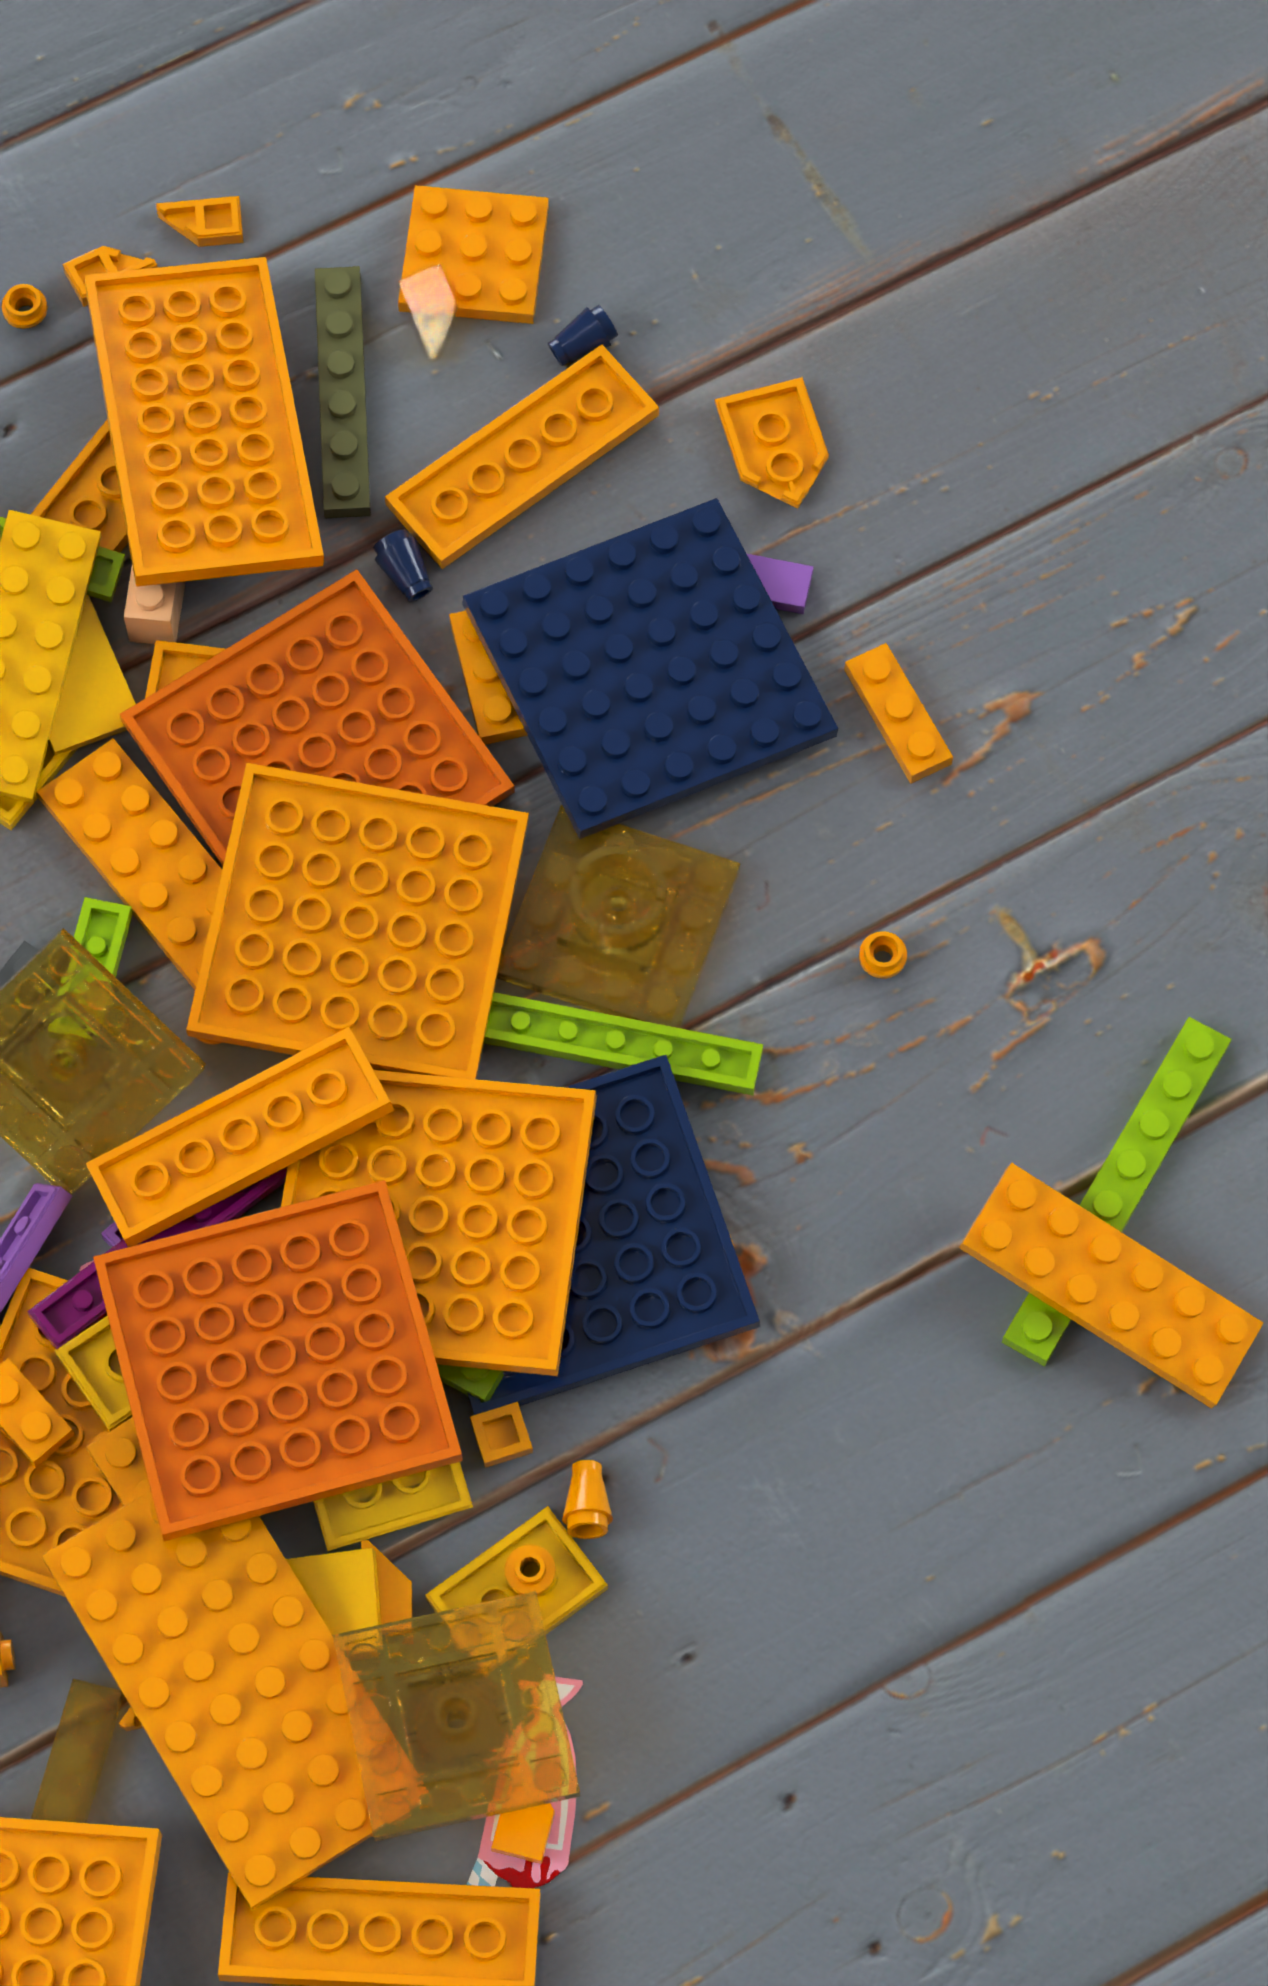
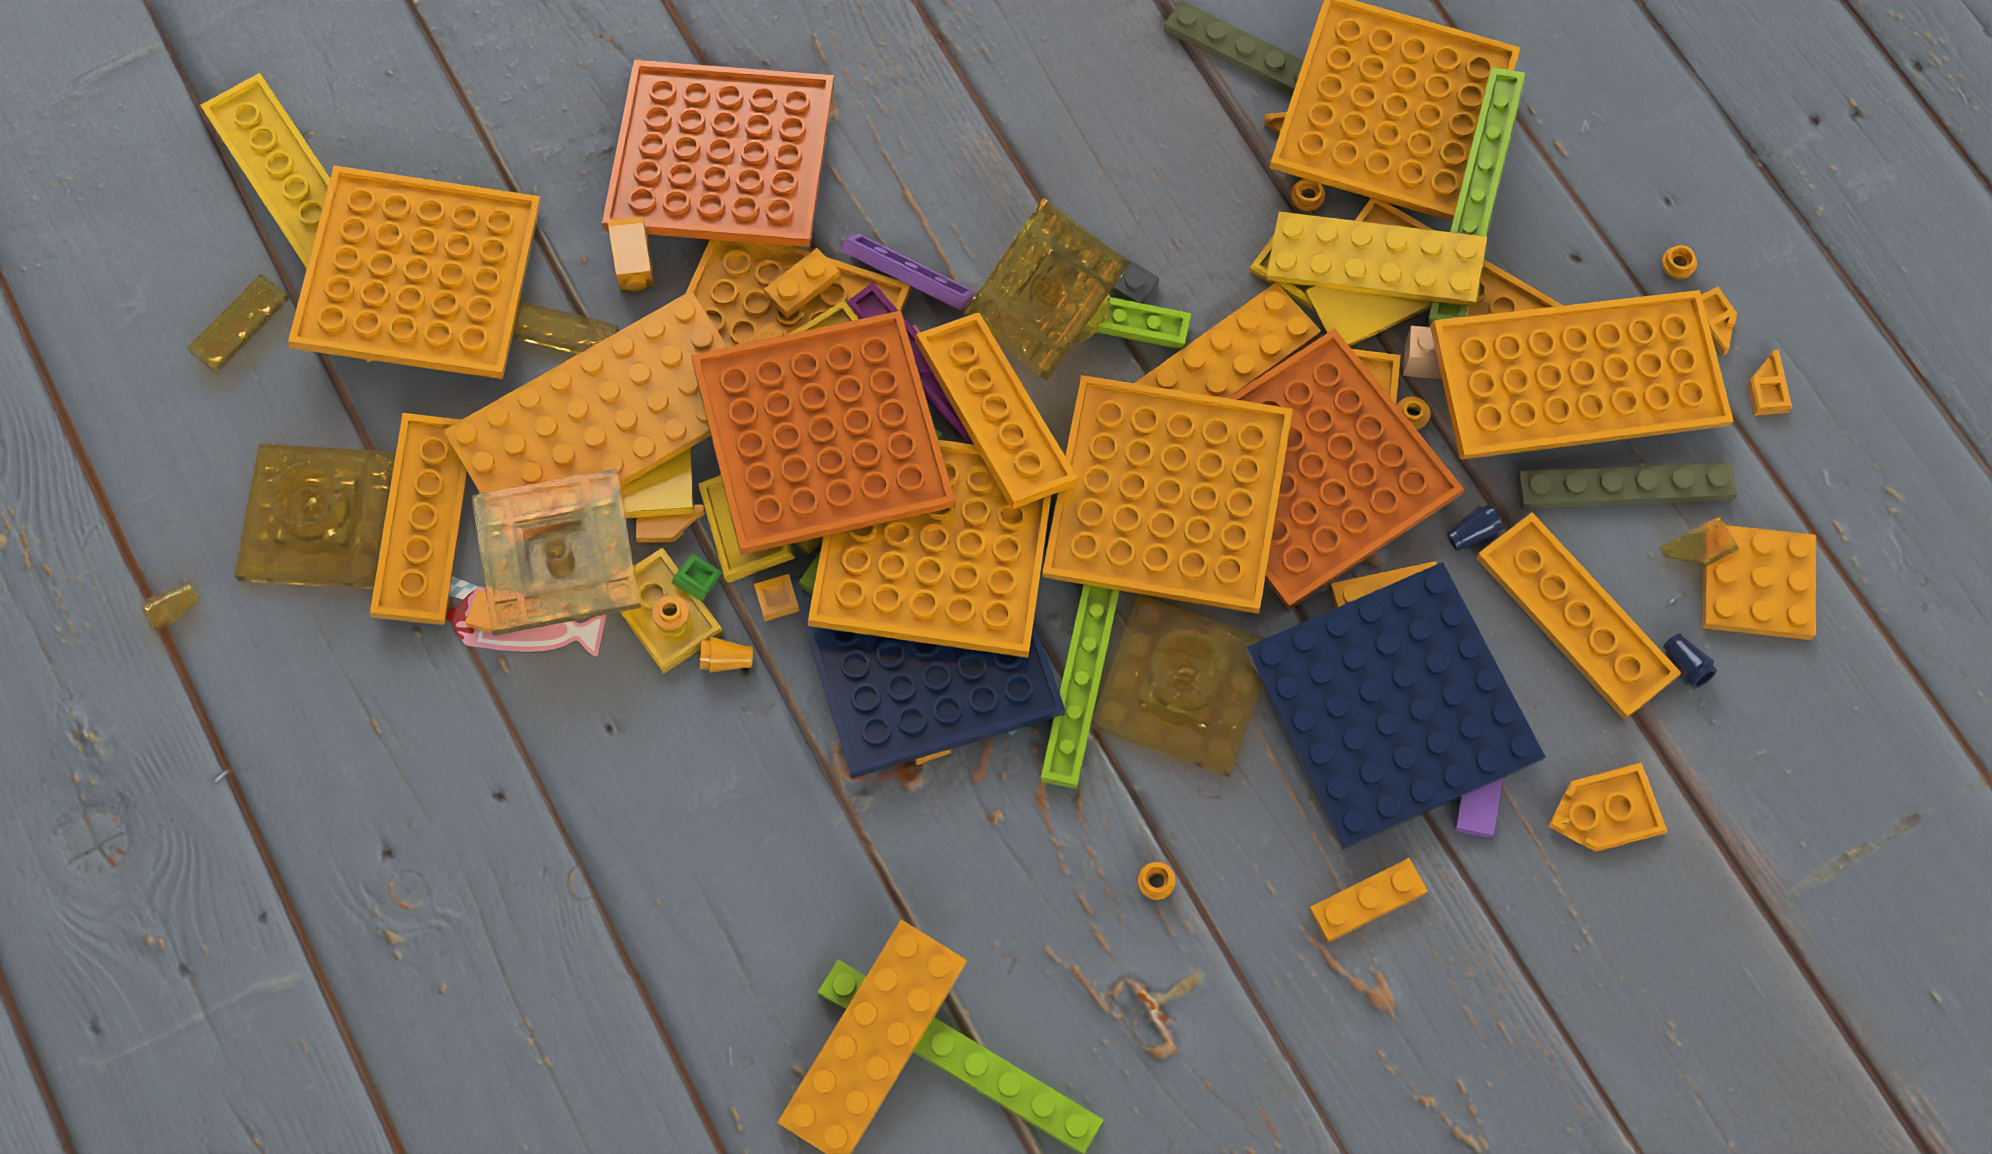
camera: 90 degrees right, 0 degrees up
(231, 620) = (1419, 405): none -> light orange plate
(472, 1542) = (697, 577): none -> bright green tile

